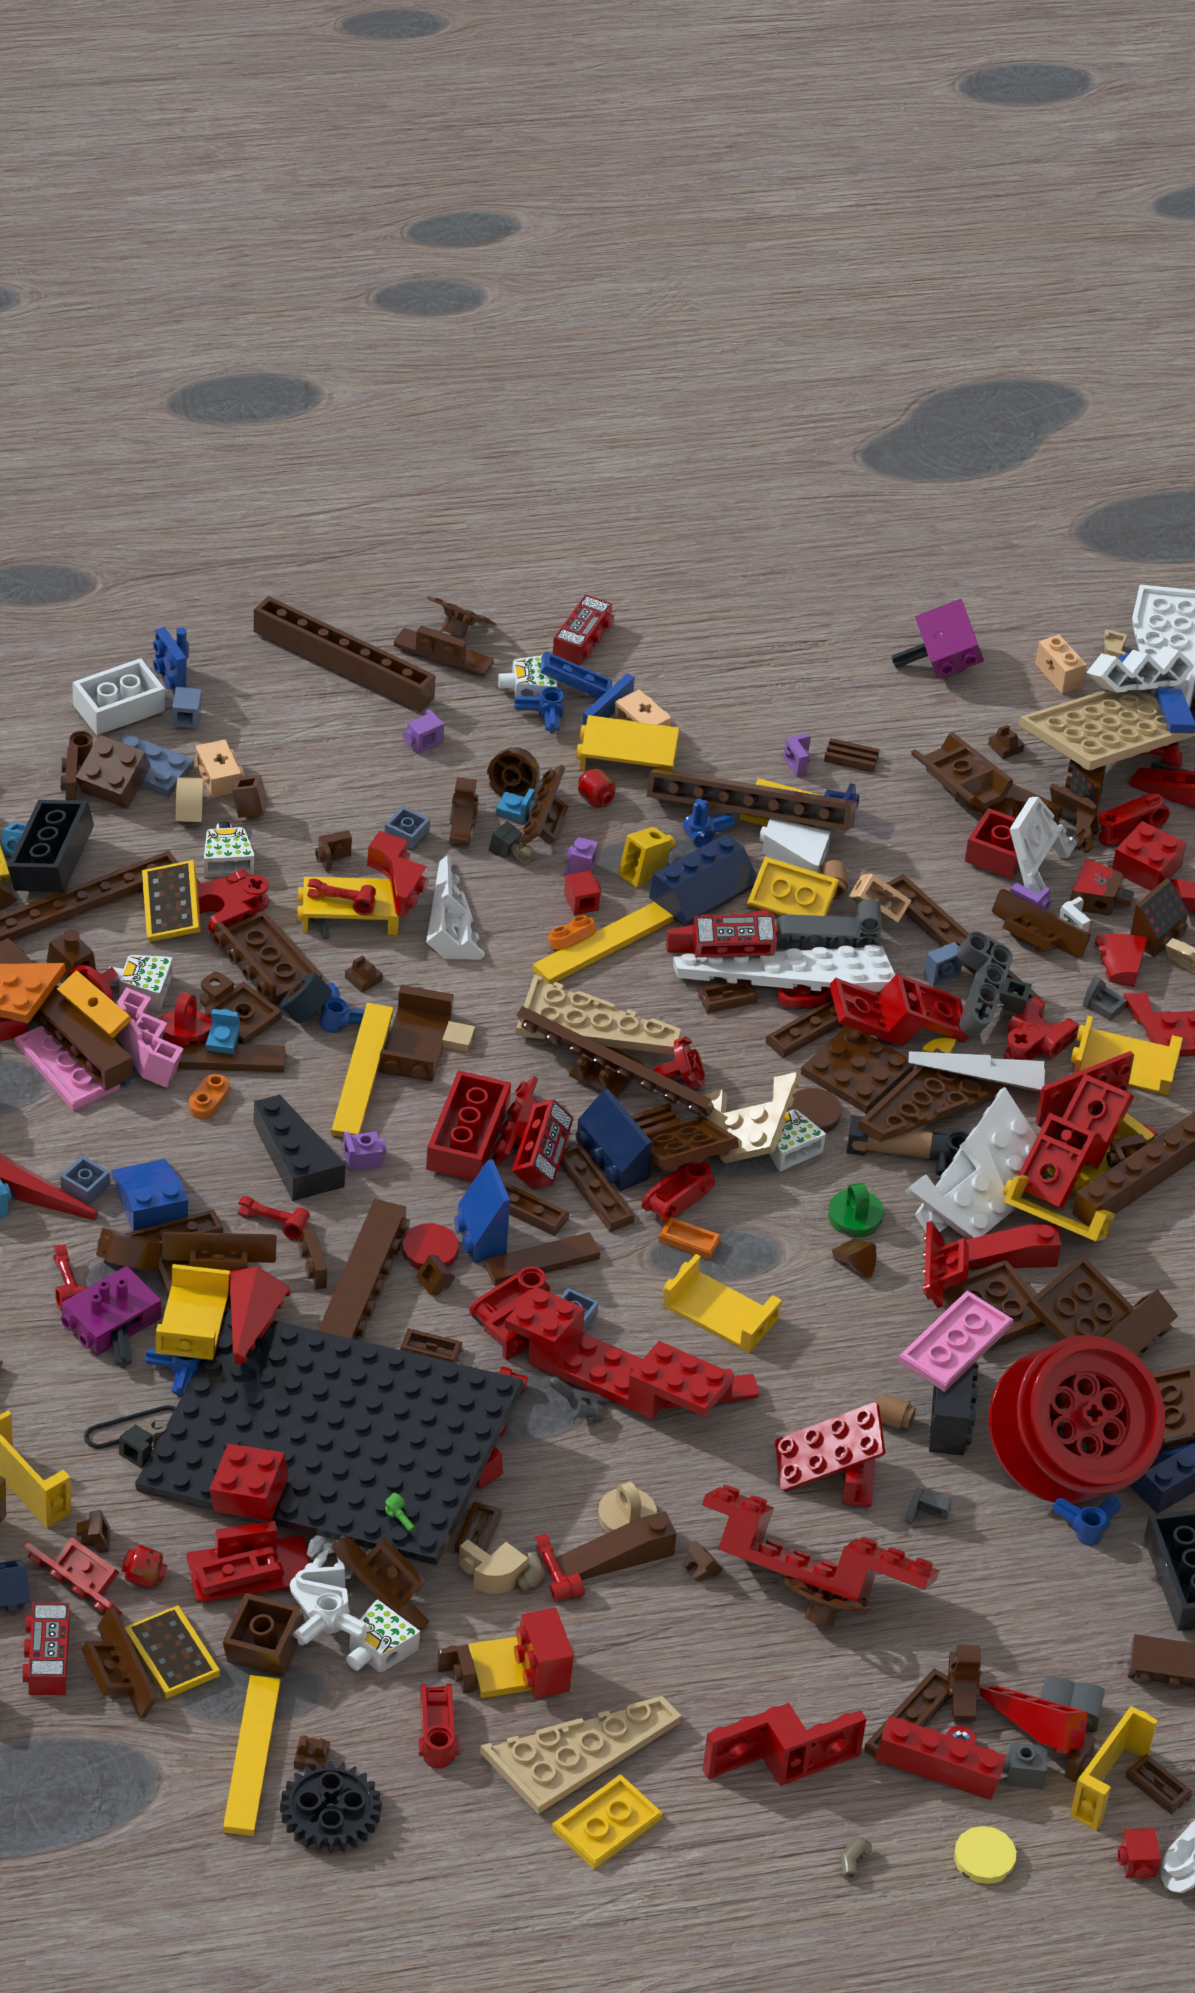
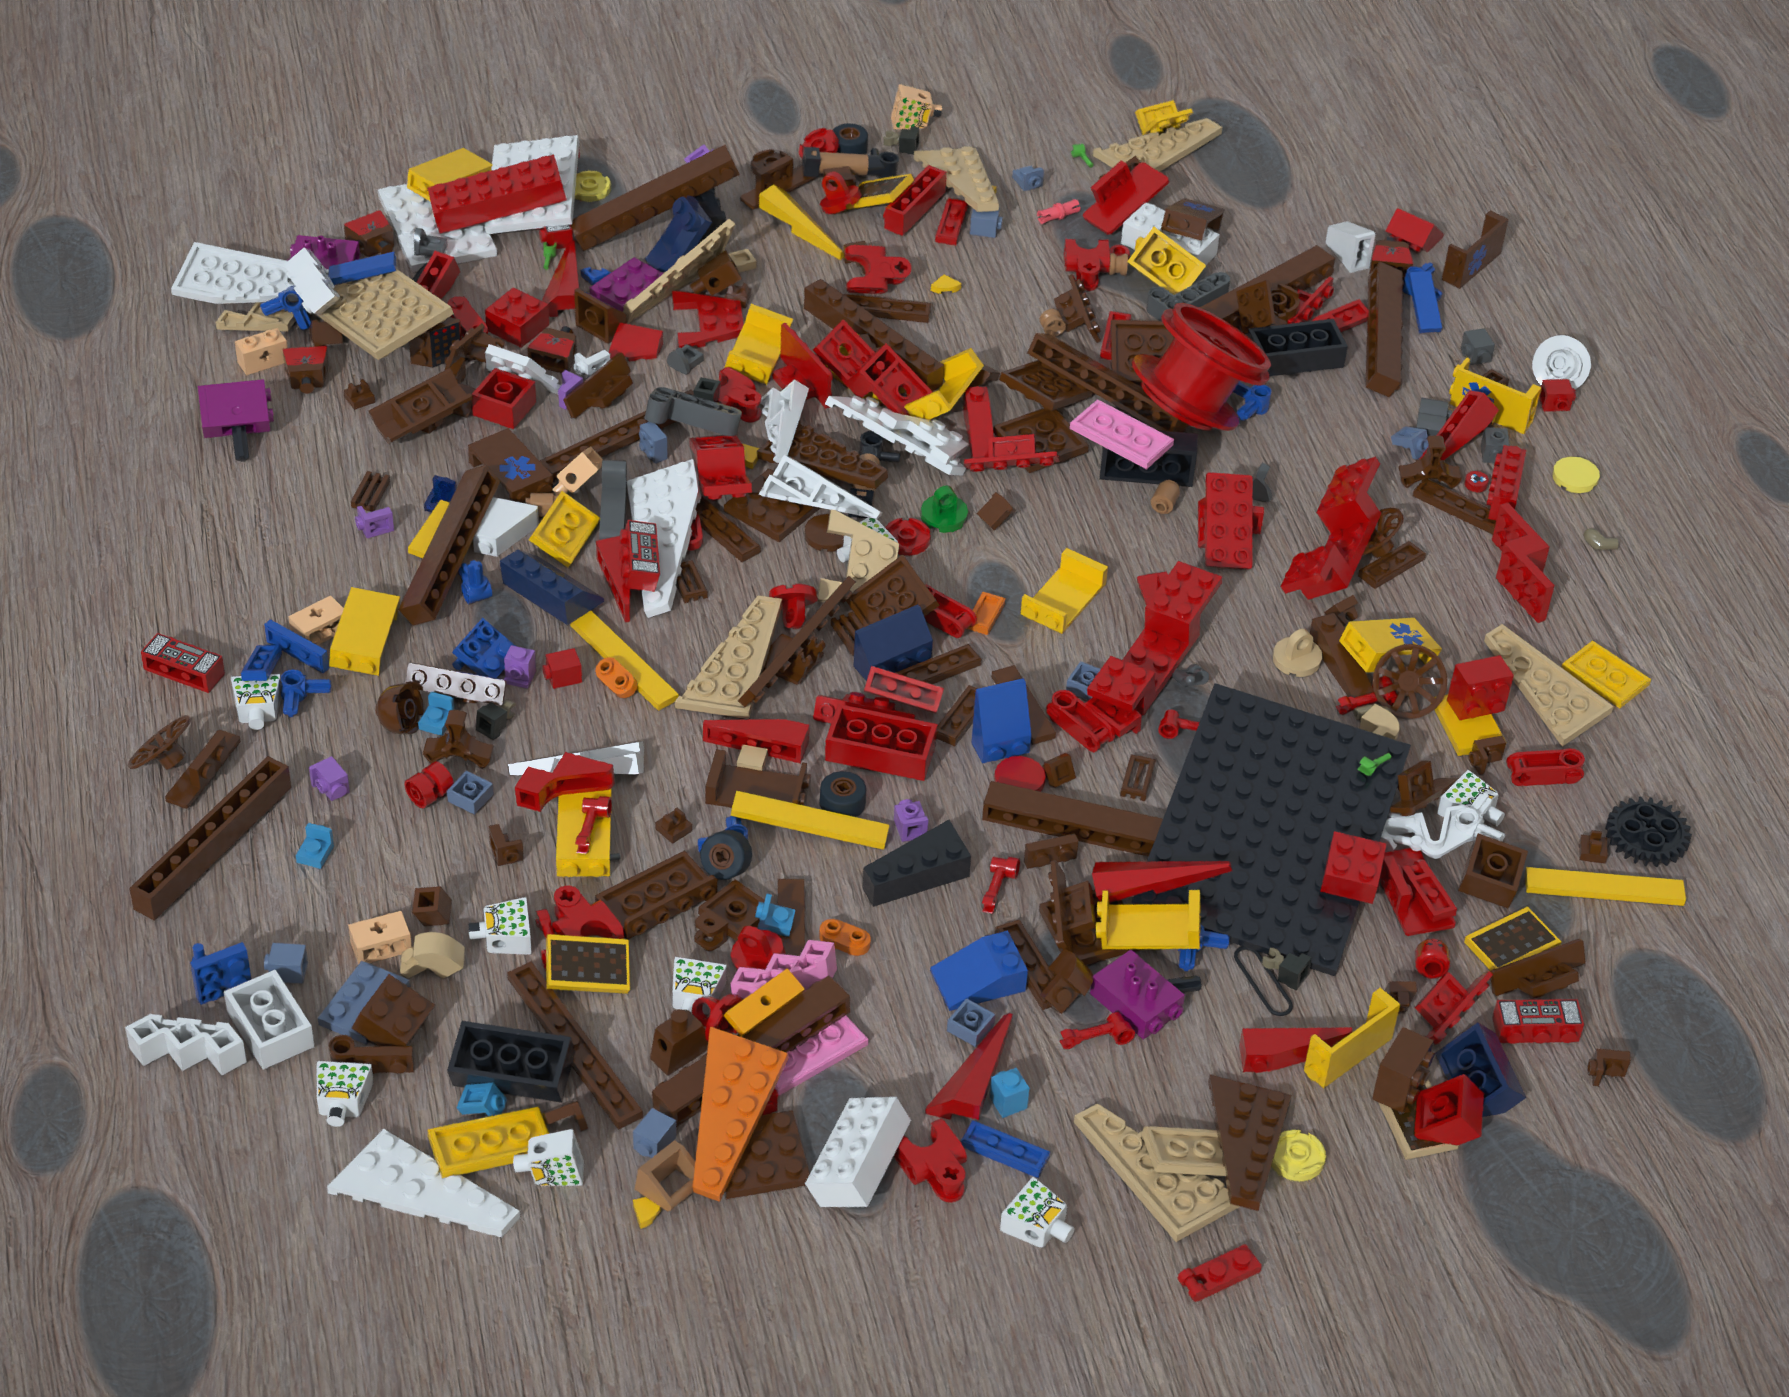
camera: 90 degrees left, 0 degrees up
(29, 1417) = (1282, 1047): none -> red slope
(37, 748) = (342, 1089): none -> white torso
(95, 643) = (186, 1042): none -> white brick
(339, 728) = (316, 846): none -> dark azure bracket
(398, 1098) = (843, 793): none -> black wheel
(412, 794) = (429, 784): none -> red wheel
(481, 1047) = (781, 737): none -> red slope
(573, 1597) = (1410, 680): none -> reddish brown wheel
(596, 787) = (419, 652): red head -> none
(606, 828) = (483, 650): none -> blue plate
(630, 1584) = (1373, 638): none -> yellow panel
(644, 855) = (519, 620): yellow torso -> none
(796, 1629) = (1391, 564): none -> reddish brown tile
(813, 1178) = (911, 535): none -> red tile
(867, 1077) = (802, 485): none -> white wedge
(891, 848) = (512, 463): none -> reddish brown panel
(1027, 1675) = (1412, 438): none -> sand blue bracket
(1036, 694) = (306, 367): none -> torso
(1107, 1258) = (984, 375): none -> reddish brown tile

